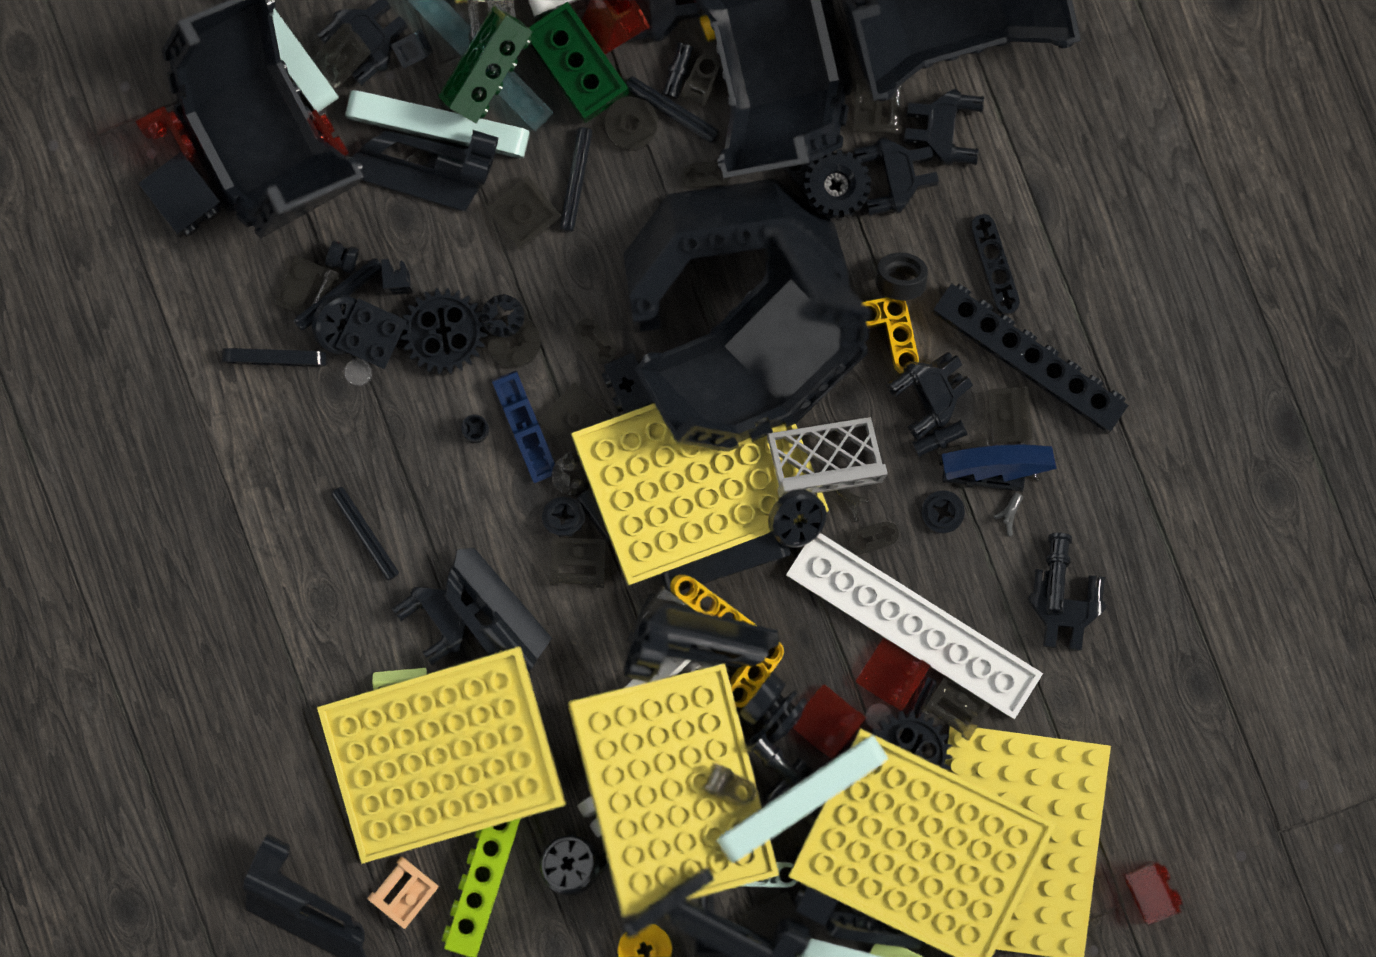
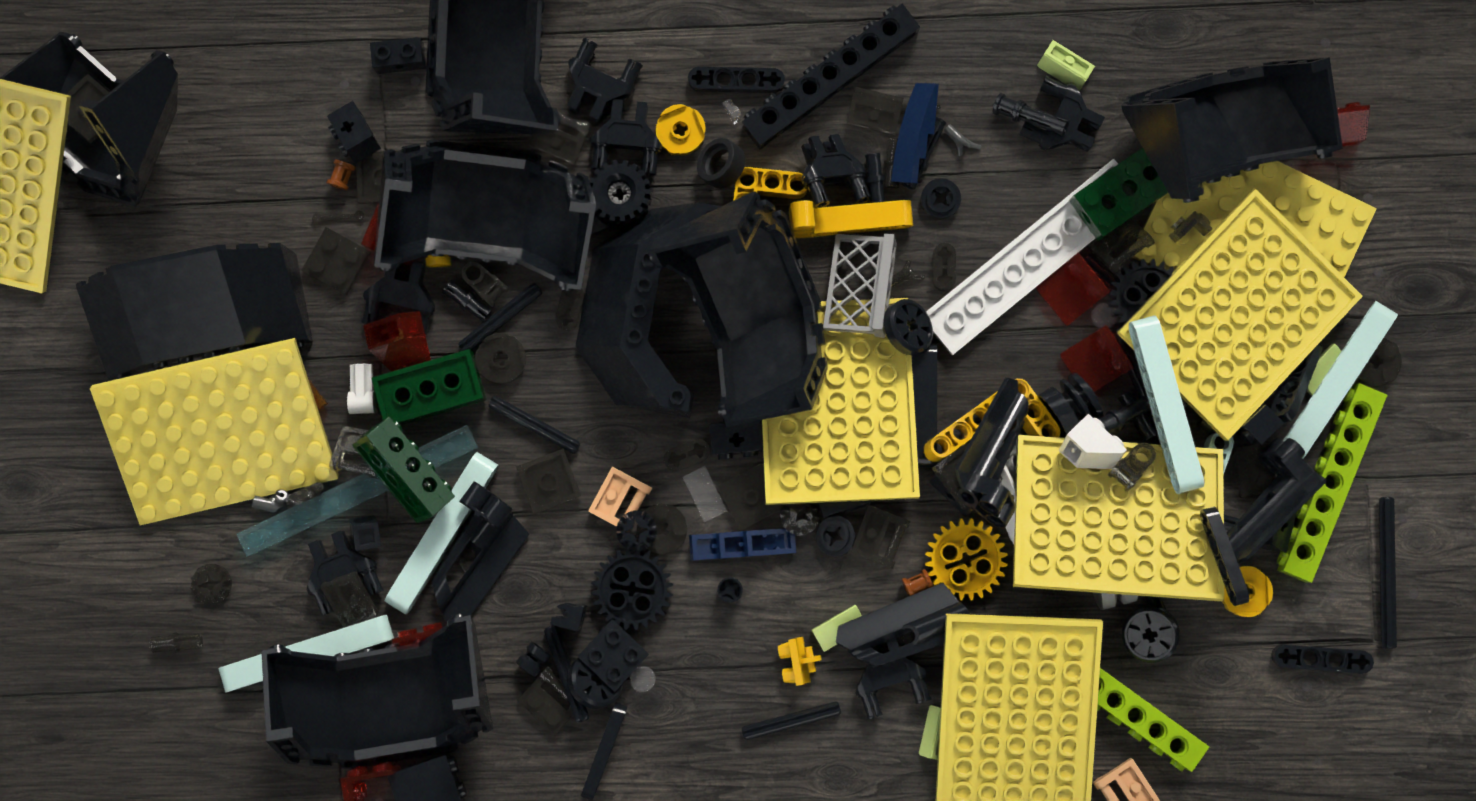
camera: 70 degrees left, 0 degrees up
(427, 523) = (802, 661): none -> yellow hips
(464, 538) = (827, 631): none -> yellowish green slope
(533, 281) = (613, 493): none -> light nougat plate
(543, 614) = (917, 583): none -> dark orange bush
(563, 372) = (704, 494): none -> clear tile
(565, 670) = (974, 581): none -> yellow gear
(734, 735) = (1092, 446): none -> white slope
(871, 383) = (848, 219): none -> yellow beam
(923, 210) = (674, 142): none -> yellow plate
(961, 270) = (732, 111): none -> clear tile
(995, 764) = (1183, 225): none -> clear smoke bracket
(1030, 689) = (1109, 187): none -> dark green brick
(1111, 771) = (1235, 122): none -> black windscreen
(1124, 595) = (1065, 65): none -> yellowish green slope

